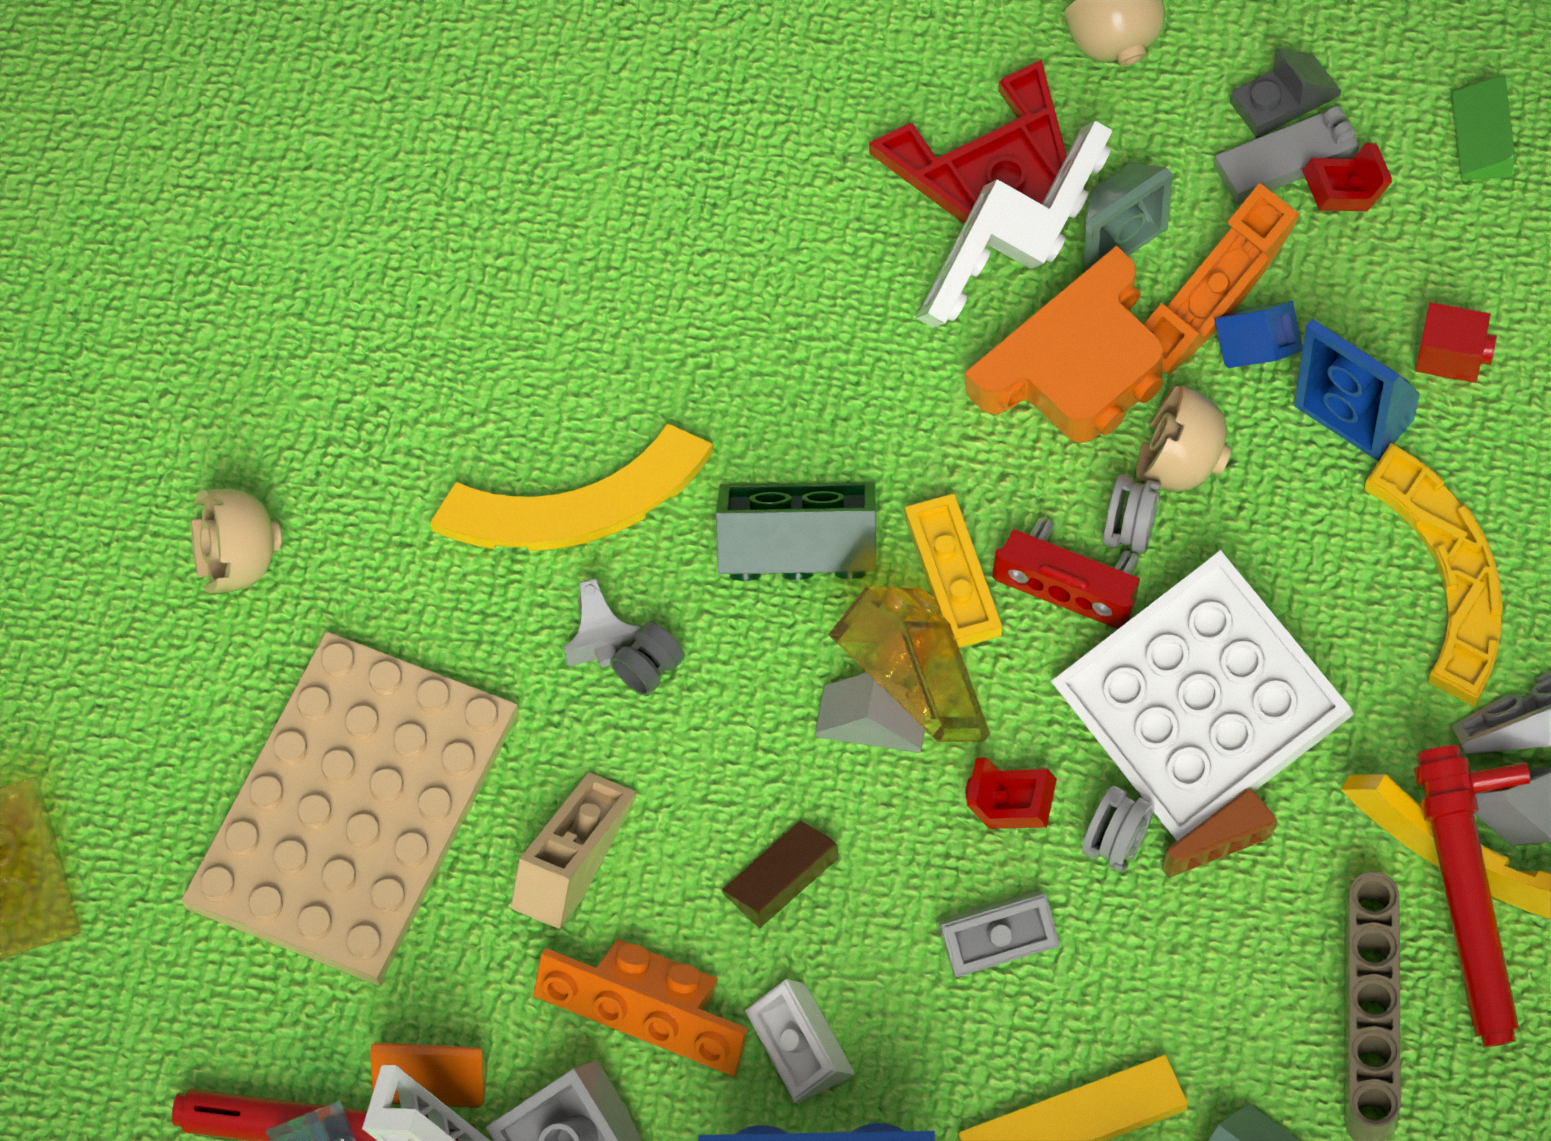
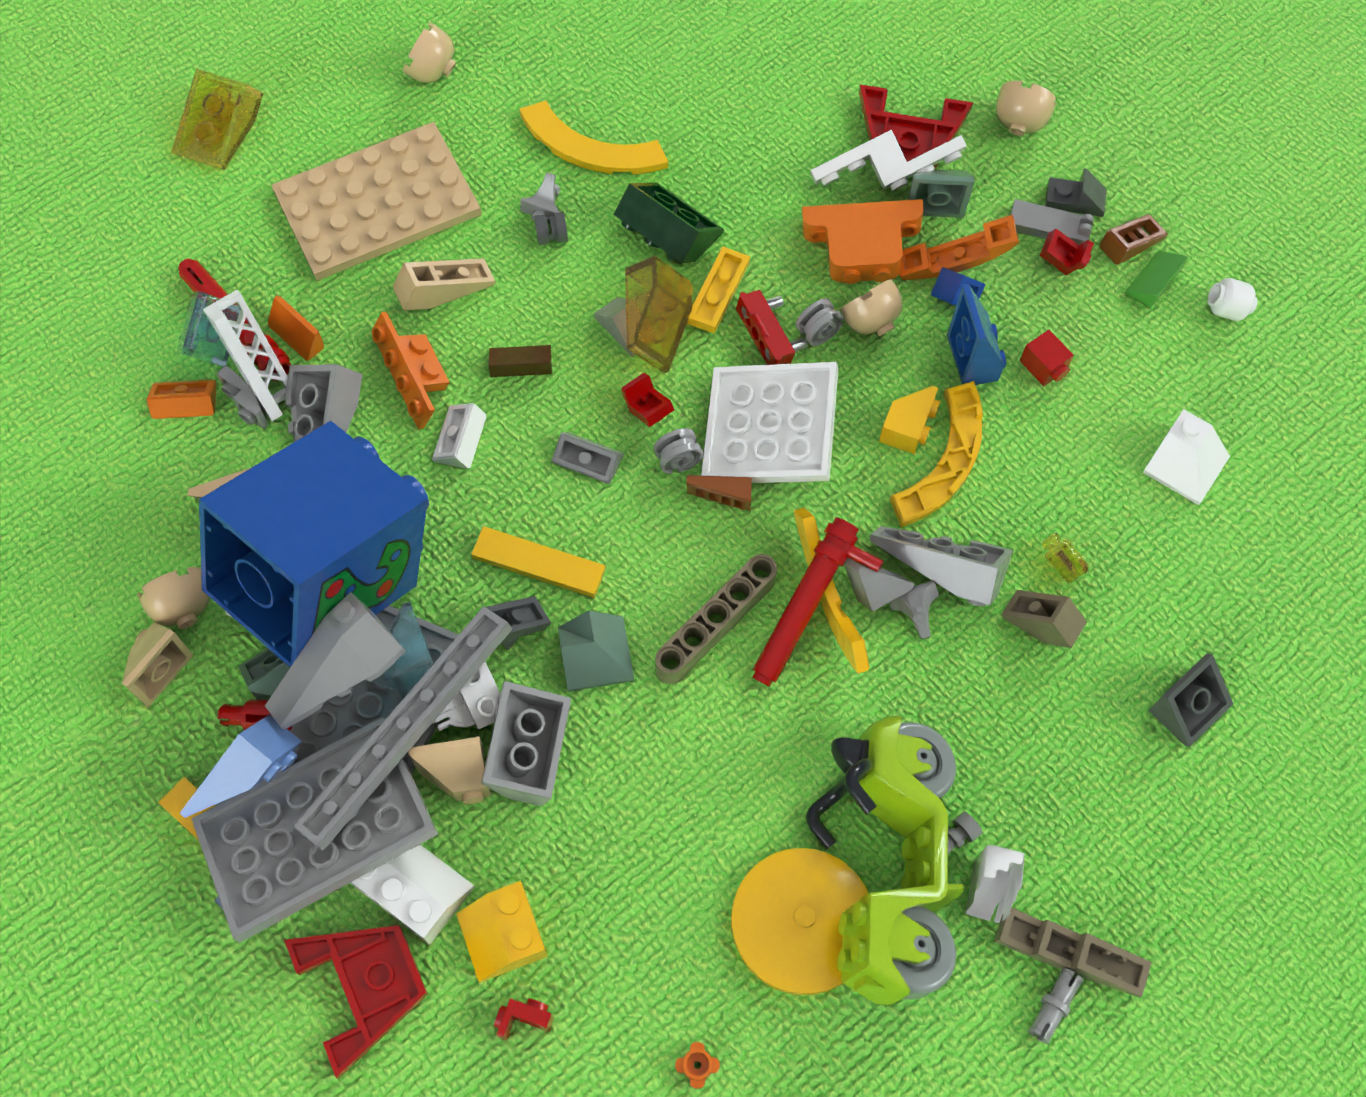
camera: 35 degrees right, 5 degrees up
(1362, 559) = (907, 420): none -> yellow slope
(1407, 101) = (1130, 239): none -> dark orange slope

